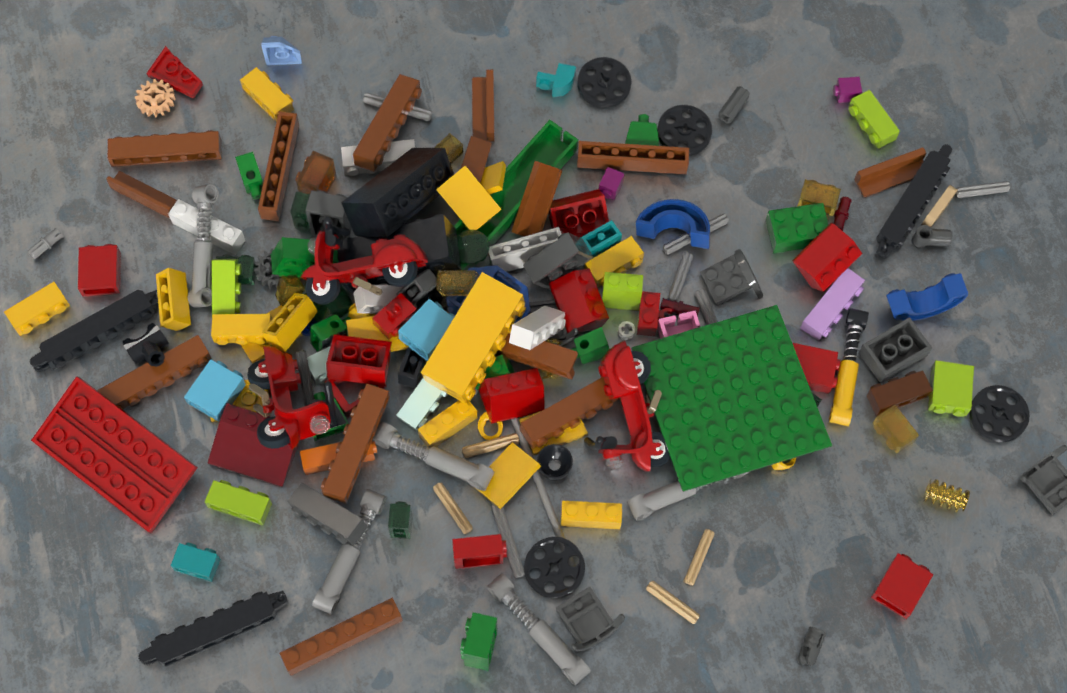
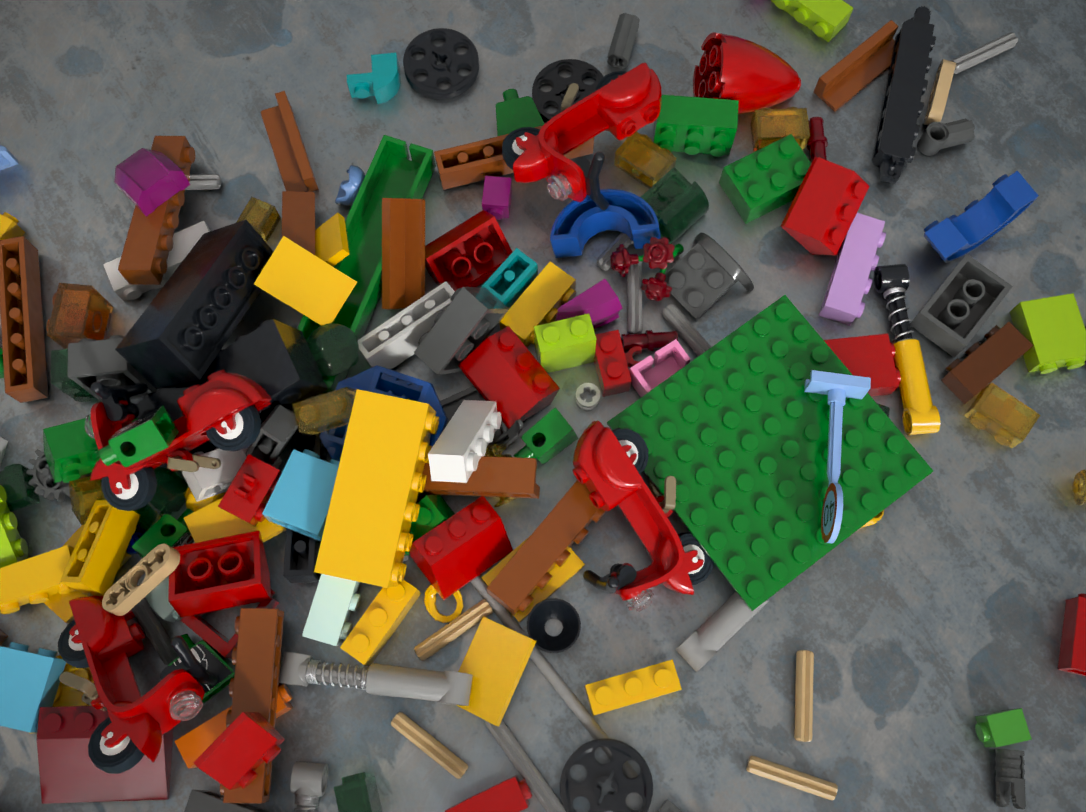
camera: 15 degrees left, 5 degrees up
(328, 338) = (155, 565): none -> tan beam
(344, 460) = (240, 751): none -> red slope
(351, 258) = (140, 439): none -> green torso
(389, 102) = (149, 179): none -> magenta slope
(516, 147) = (349, 188): none -> medium blue hair
(652, 270) = (598, 301): none -> magenta slope
(701, 252) = (659, 255): none -> dark red plant
(711, 148) = (619, 105): none -> red piece
(719, 190) = (644, 159): none -> clear yellow brick
(728, 225) = (676, 204): none -> clear green brick
(759, 177) = (696, 125): none -> green brick
(786, 371) = (837, 388): none -> light blue piece
(805, 155) = (743, 72): none -> red cylinder
(817, 616) = (1002, 728): none -> bright green brick

